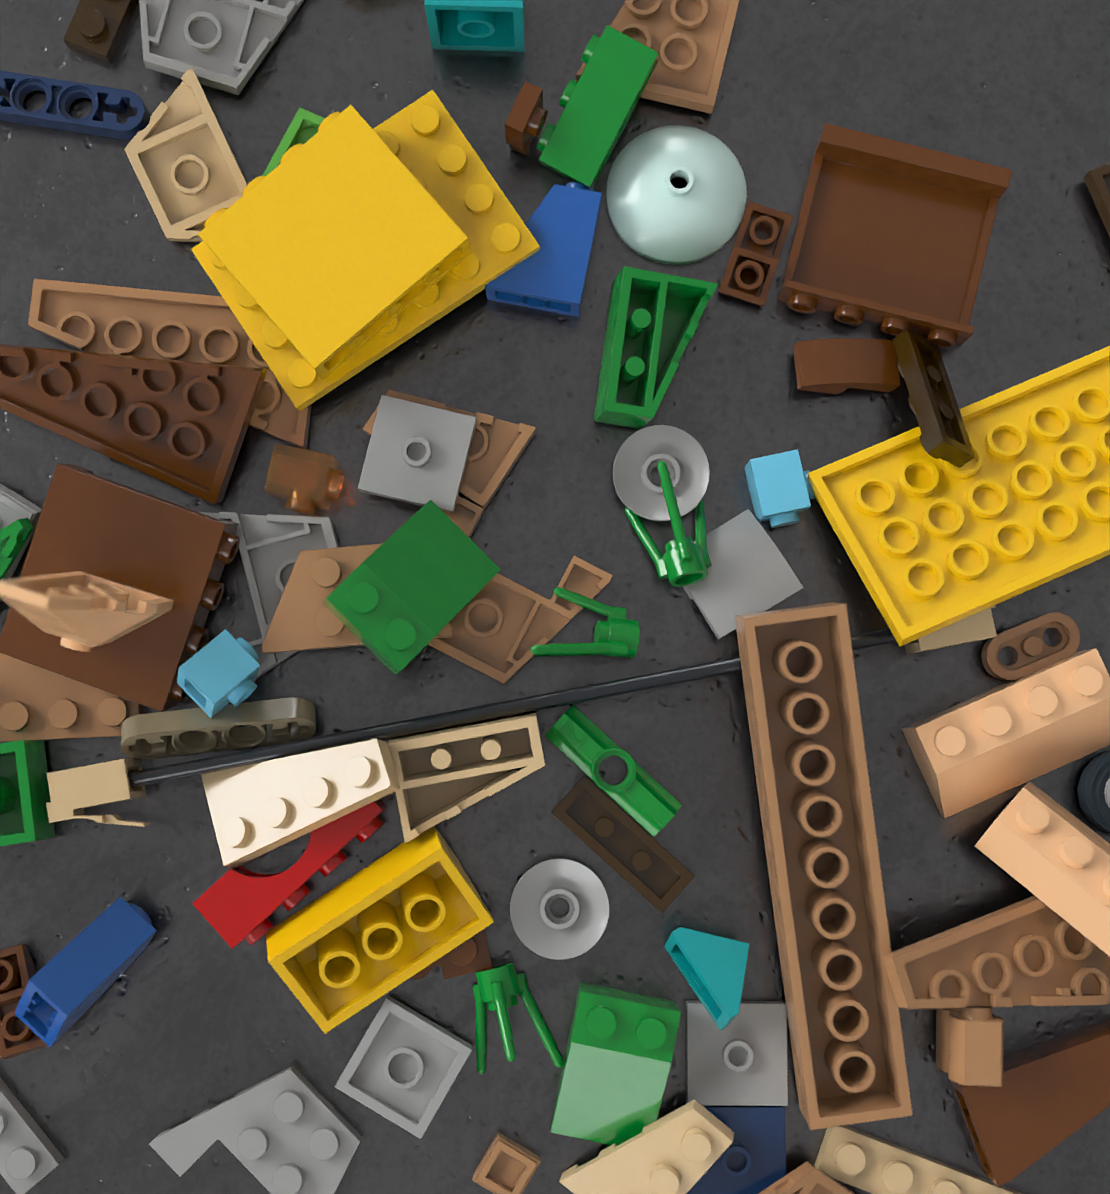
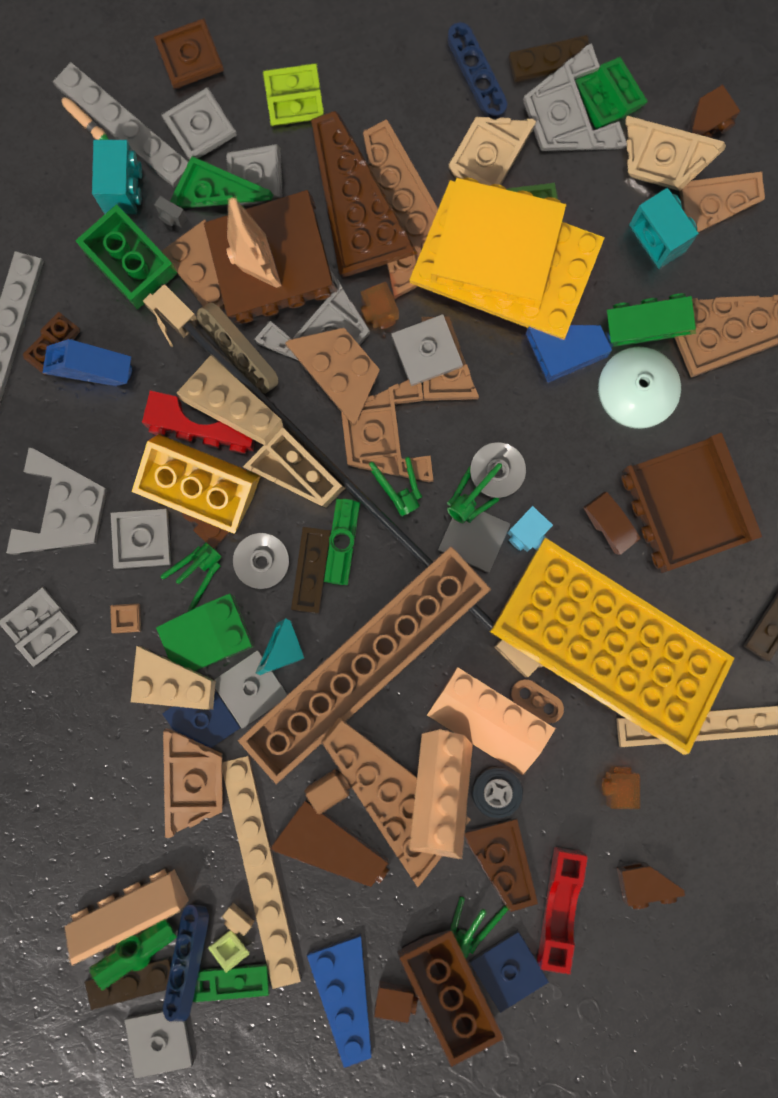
camera: 55 degrees right, 0 degrees up
(220, 673) = (262, 330): medium azure brick -> none
(411, 587) = (362, 388): green slope -> none
(525, 118) = (621, 290): reddish brown plate -> none
(644, 340) = (555, 419): green wedge -> none
(756, 253) = (636, 444): reddish brown slope -> none
(932, 399) = (622, 572): dark brown plate -> none

